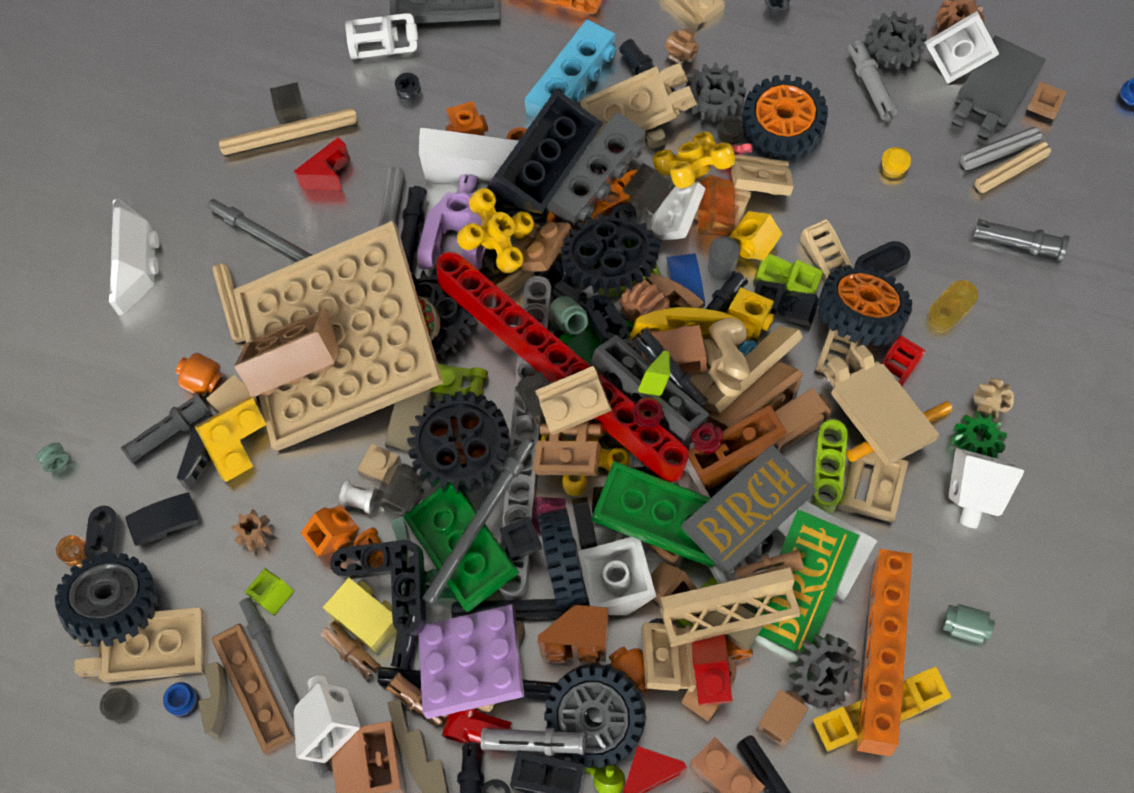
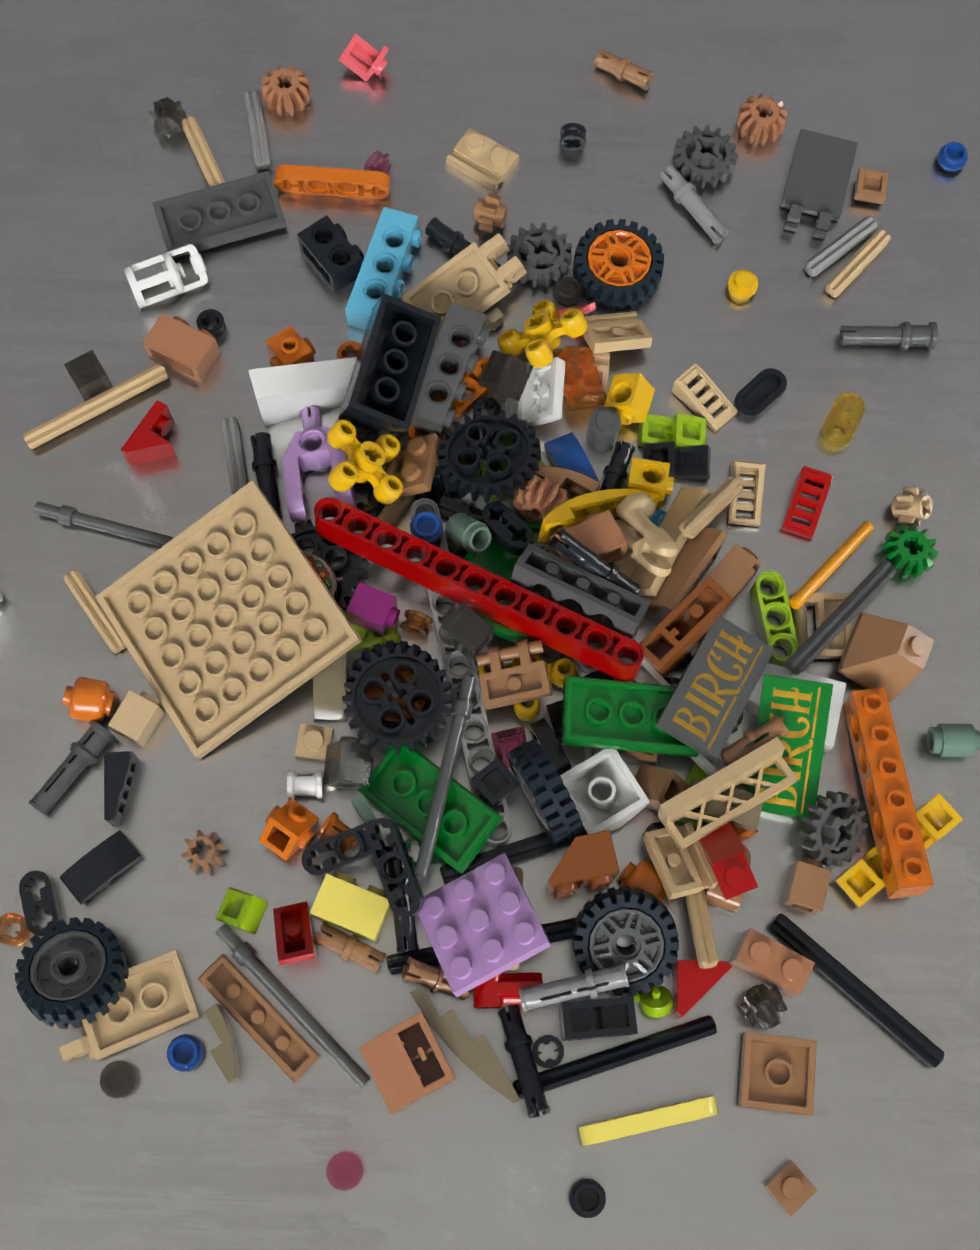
camera: 25 degrees left, 5 degrees up
(223, 434) = (140, 759): yellow plate -> none
(288, 354) = (183, 653): slope -> none
(304, 624) = (294, 933): none -> red slope
(323, 720) = (349, 1030): white torso -> none
(376, 99) = (182, 347): none -> nougat brick
(463, 360) = (373, 609): none -> magenta brick
(500, 384) = (416, 623): none -> clear orange bush
(526, 51) = (326, 256): none -> black brick
(533, 300) = (426, 526): none -> blue plate
(573, 400) = (508, 624): tan plate -> none
(650, 406) = (592, 610): dark red plate -> none
(656, 375) = (591, 577): lime slope -> none
(669, 725) = (702, 930): none -> tan axle
(713, 443) = (656, 636): dark red plate -> none
(797, 348) = (710, 508): none -> tan axle
(864, 305) = (761, 444): black wheel -> none
(879, 406) = (806, 545): tan tile -> none
(890, 480) = (840, 618): none -> dark grey axle
(923, 525) = (884, 654): none -> medium nougat slope
(962, 47) = (776, 150): white slope -> none
(981, 485) = (928, 596): white torso -> none

